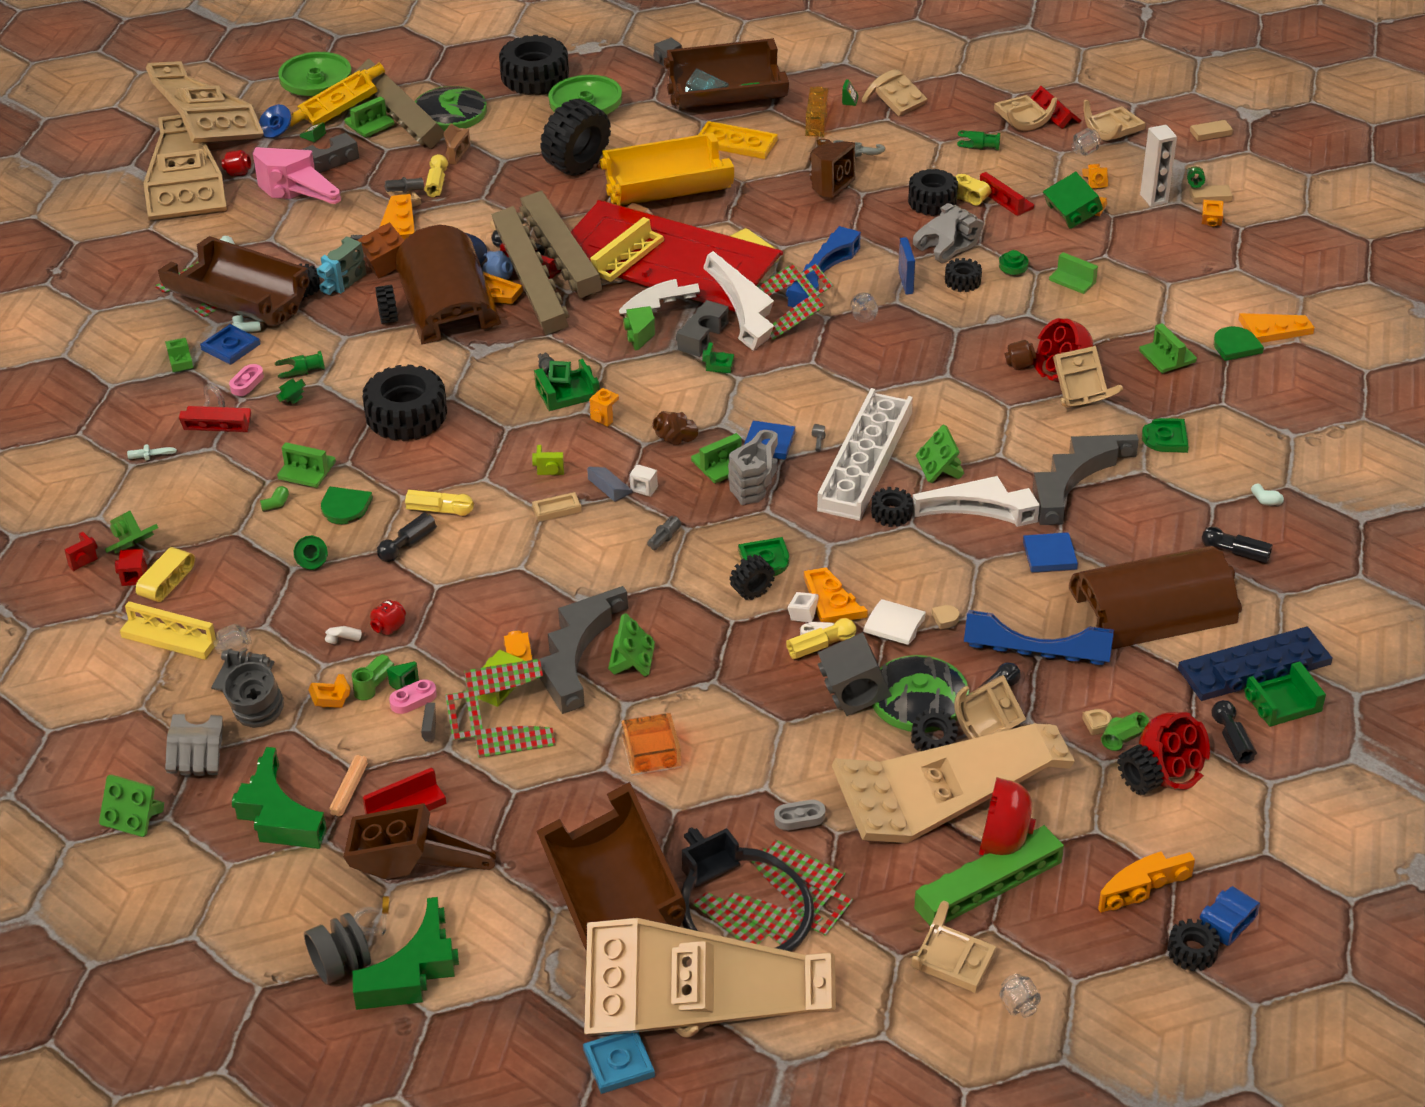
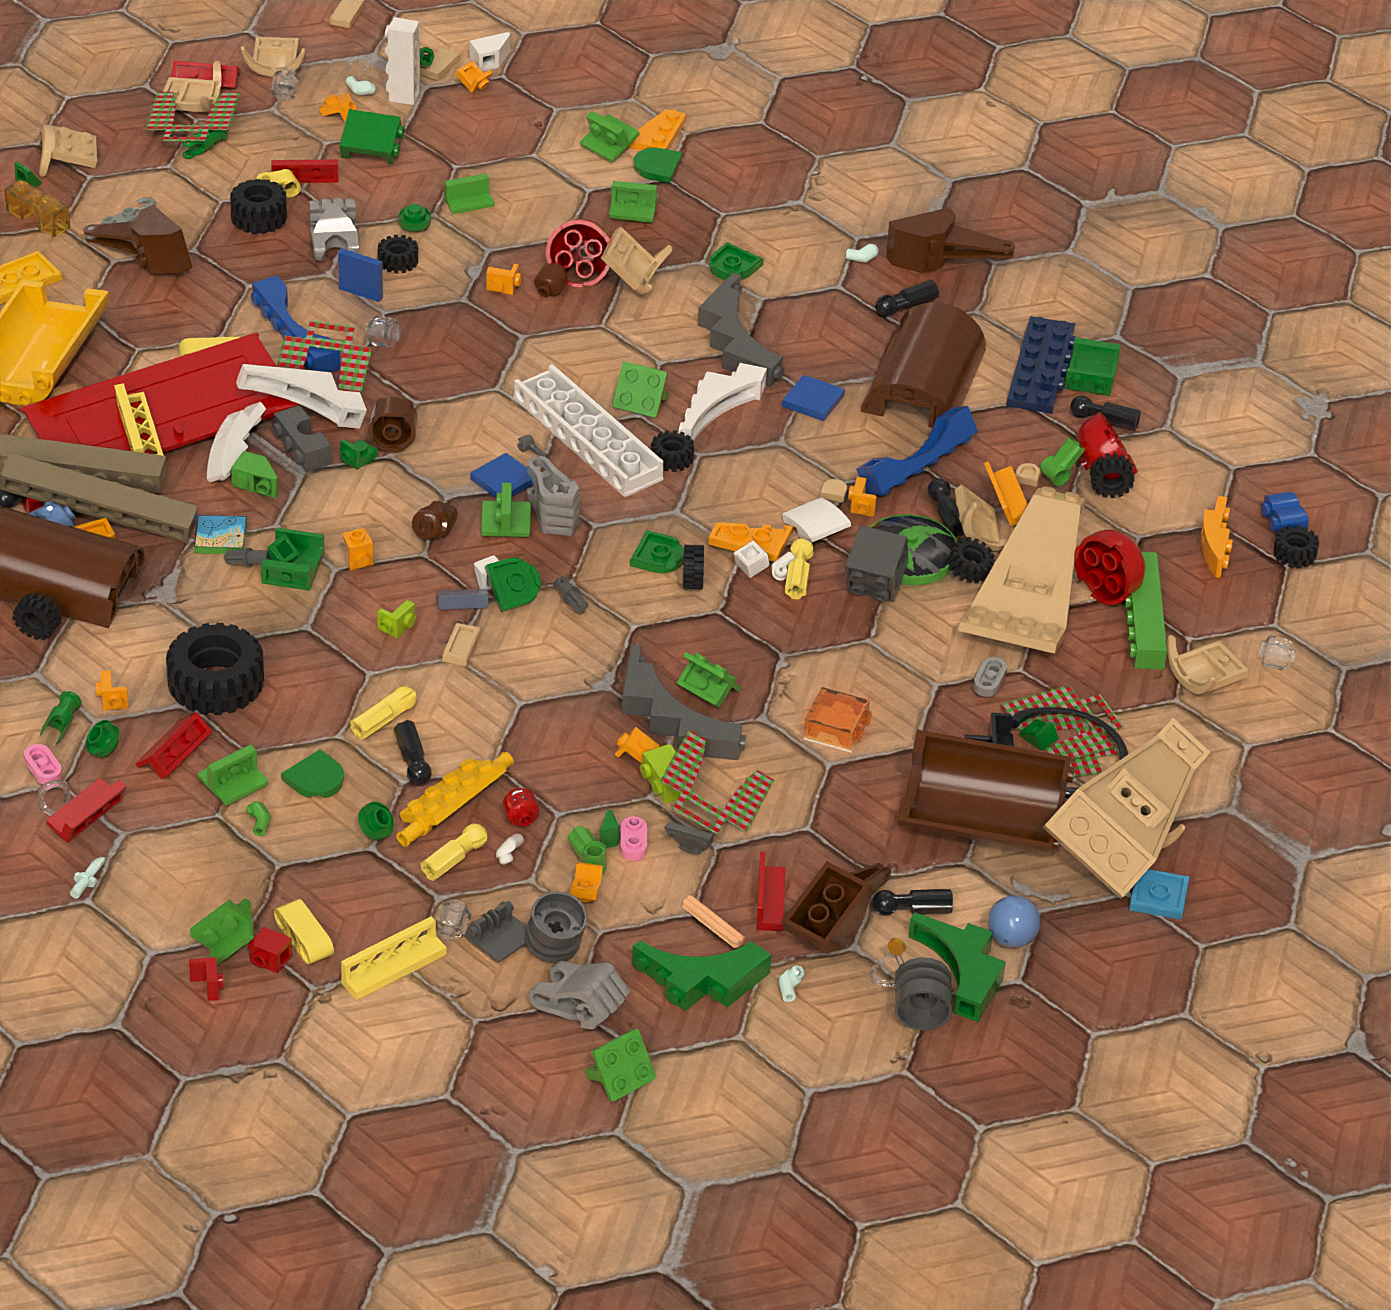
camera: 60 degrees left, 0 degrees up
(309, 862) = (789, 981): none -> light aqua arm
(312, 607) = (472, 837): none -> light yellow piece
(316, 426) = (176, 745): none -> red panel
(344, 371) = (112, 697): none -> light orange bracket
(377, 575) = (450, 795): none -> yellow plate
(465, 896) = (918, 901): none -> black piece
(477, 969) = (1014, 921): none -> medium blue helmet
(564, 343) = (220, 533): none -> tile
(642, 496) = (513, 582): none -> green tile
(756, 356) = (393, 424): none -> reddish brown brick
(758, 882) = (1040, 734): none -> green slope
(947, 631) = (861, 503): none -> light orange bracket
(993, 335) = (503, 280): none -> light orange bracket
(997, 132) = (164, 111): none -> piece
(1052, 708) = (1008, 492): none -> light orange panel
(1132, 173) = (360, 87): none -> light aqua arm
(1228, 302) = (608, 136): none -> bright green bracket
(1254, 206) = (489, 51): none -> white slope
(1324, 521) = (930, 238): none -> reddish brown slope

